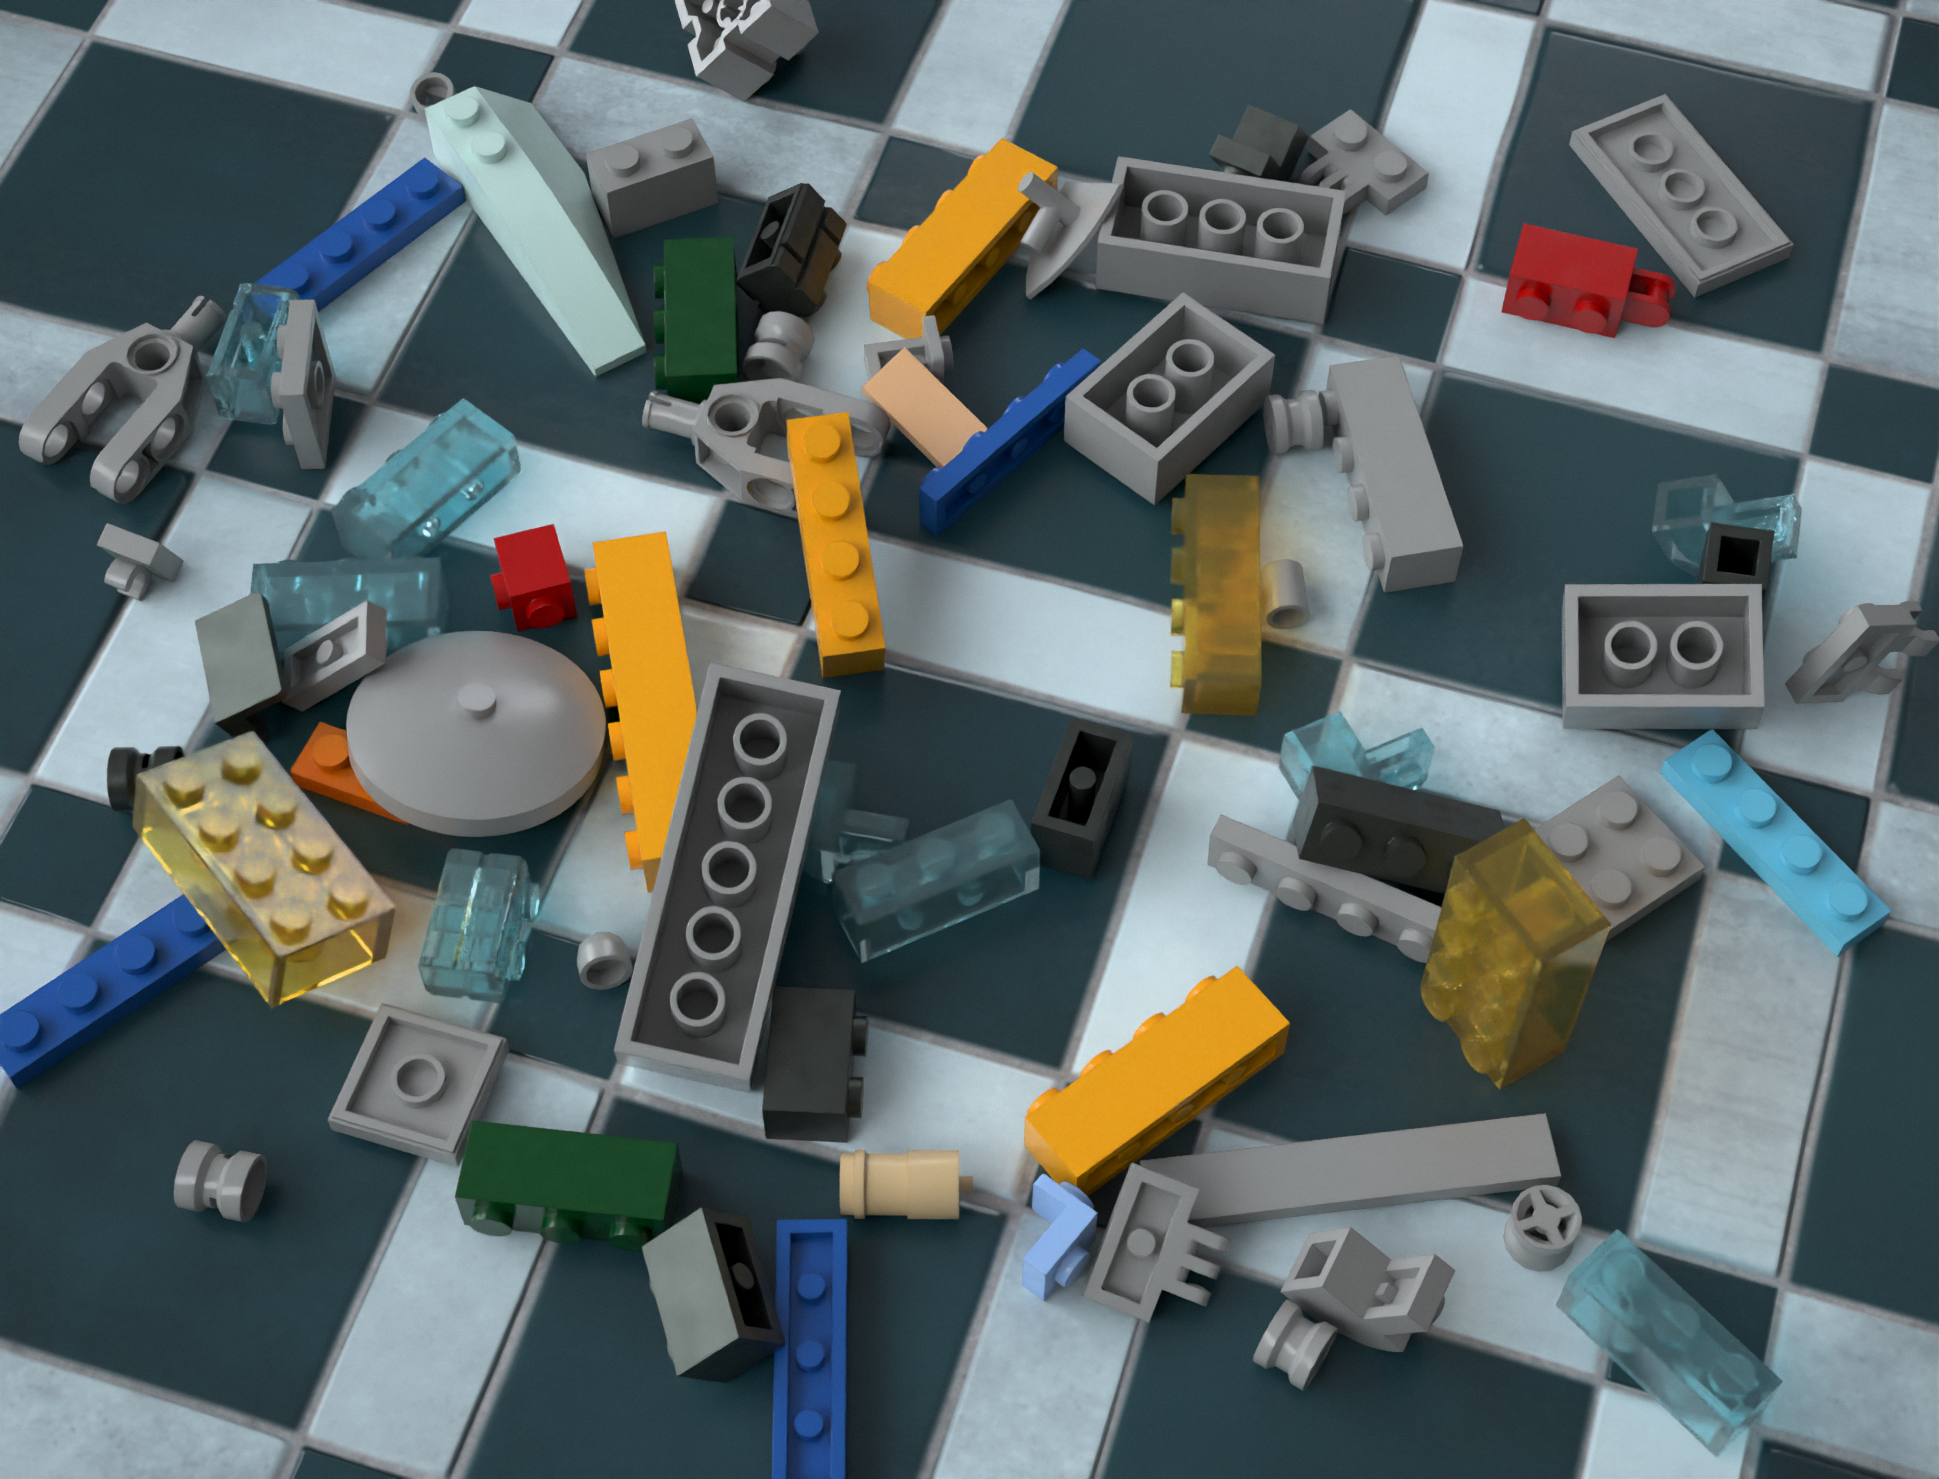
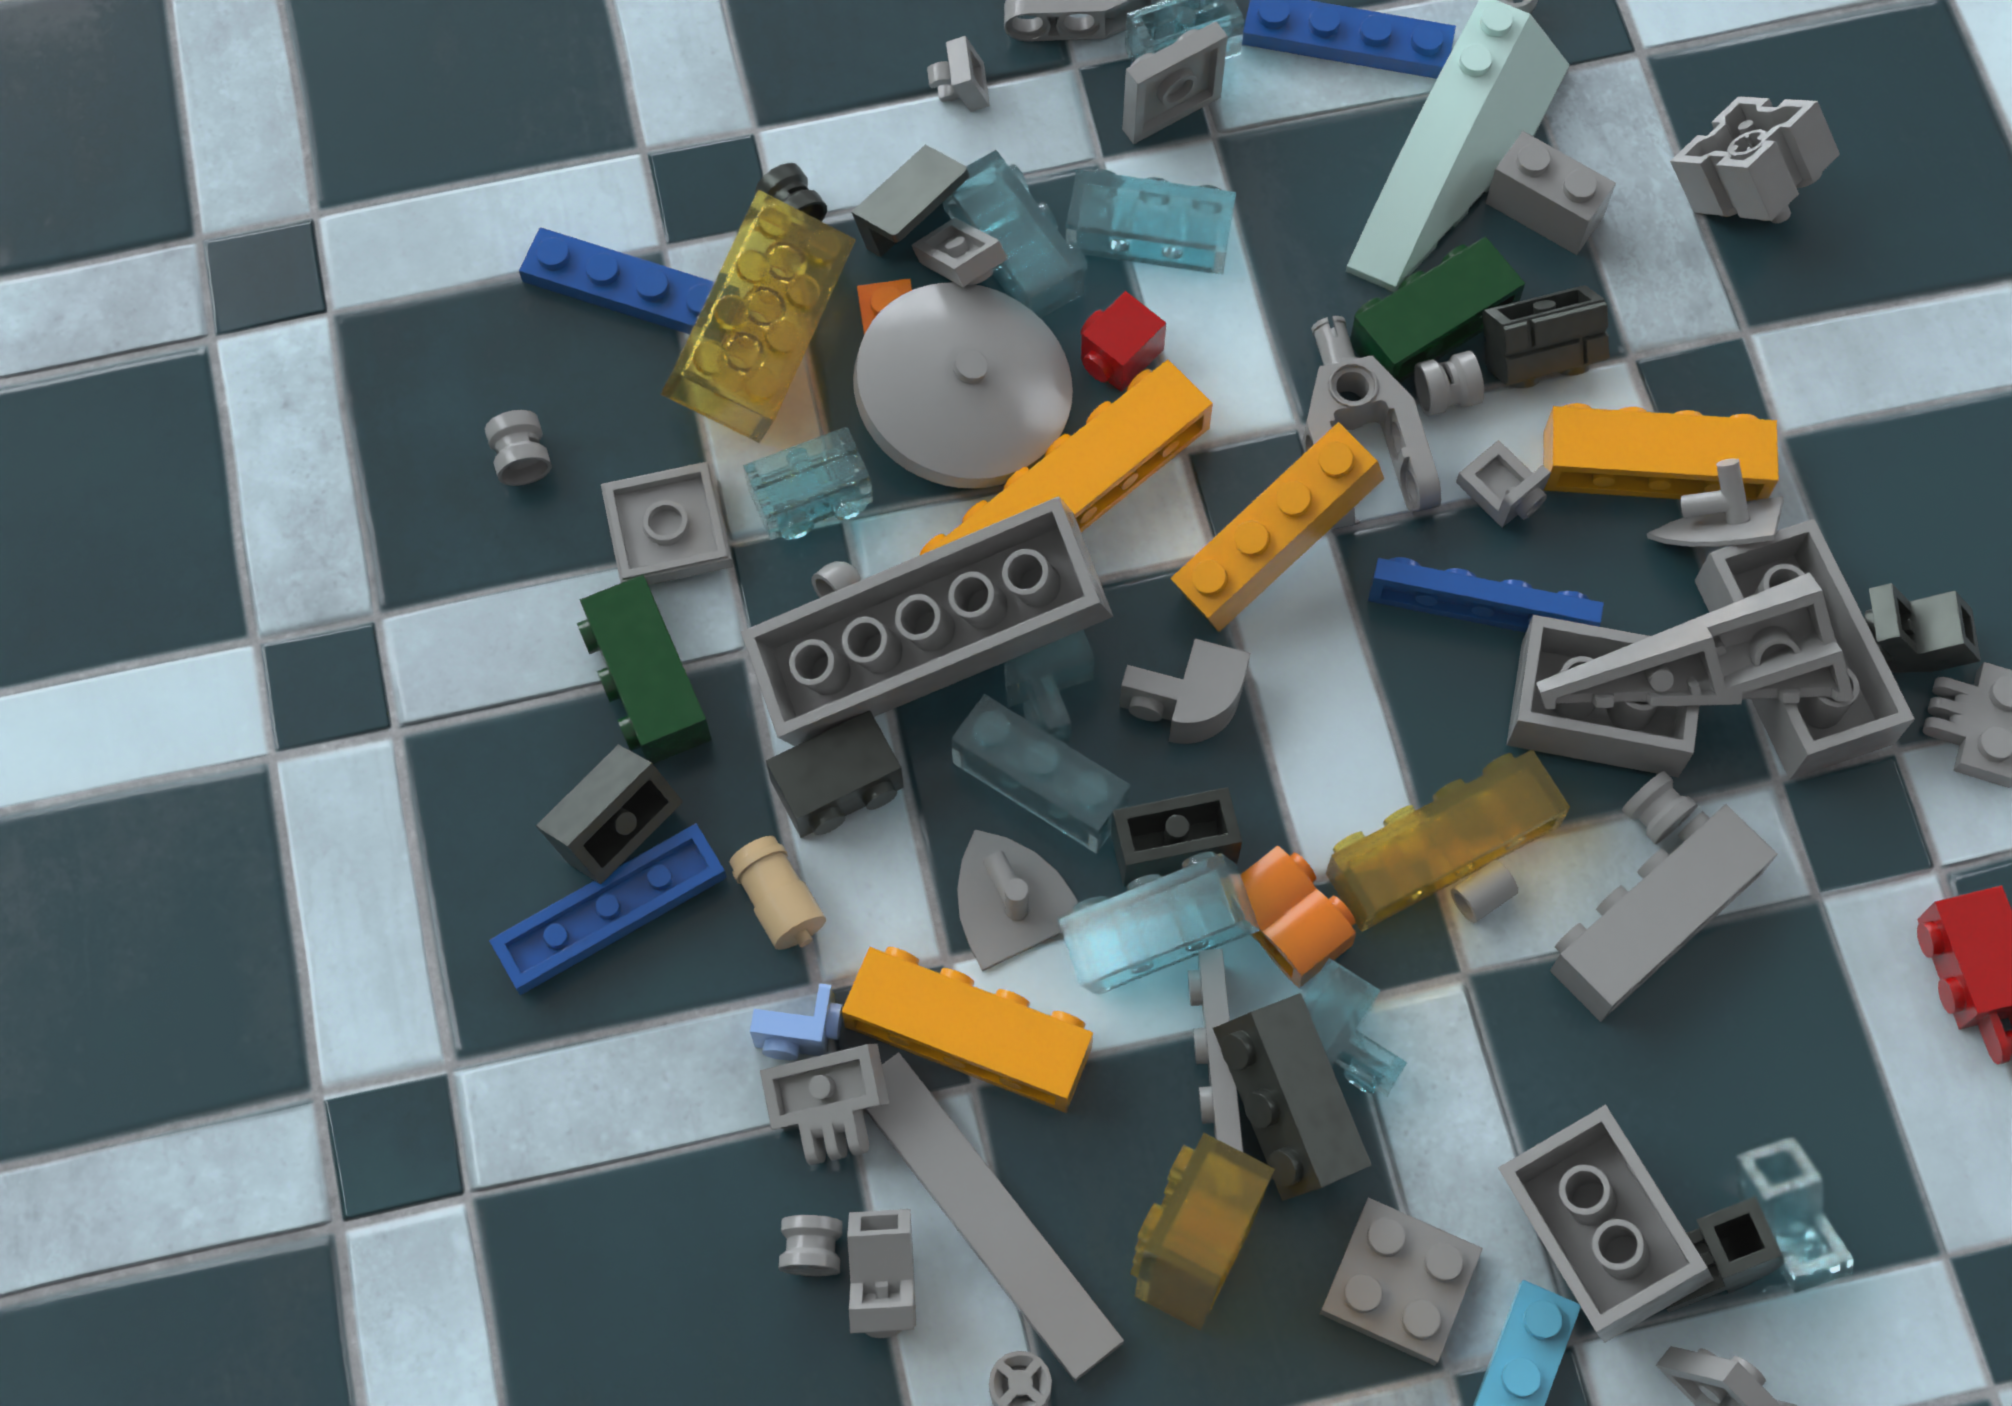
camera: 60 degrees right, 10 degrees up
(922, 408) = (1466, 518): light nougat tile -> none
(945, 710) = (1198, 703): none -> light grey brick
(1037, 986) = (1008, 898): none -> light grey shield
(1159, 853) = (1158, 922): none -> clear light blue brick
(1210, 263) = (1750, 649): none -> light grey wedge
(1213, 753) = (1294, 918): none -> orange brick

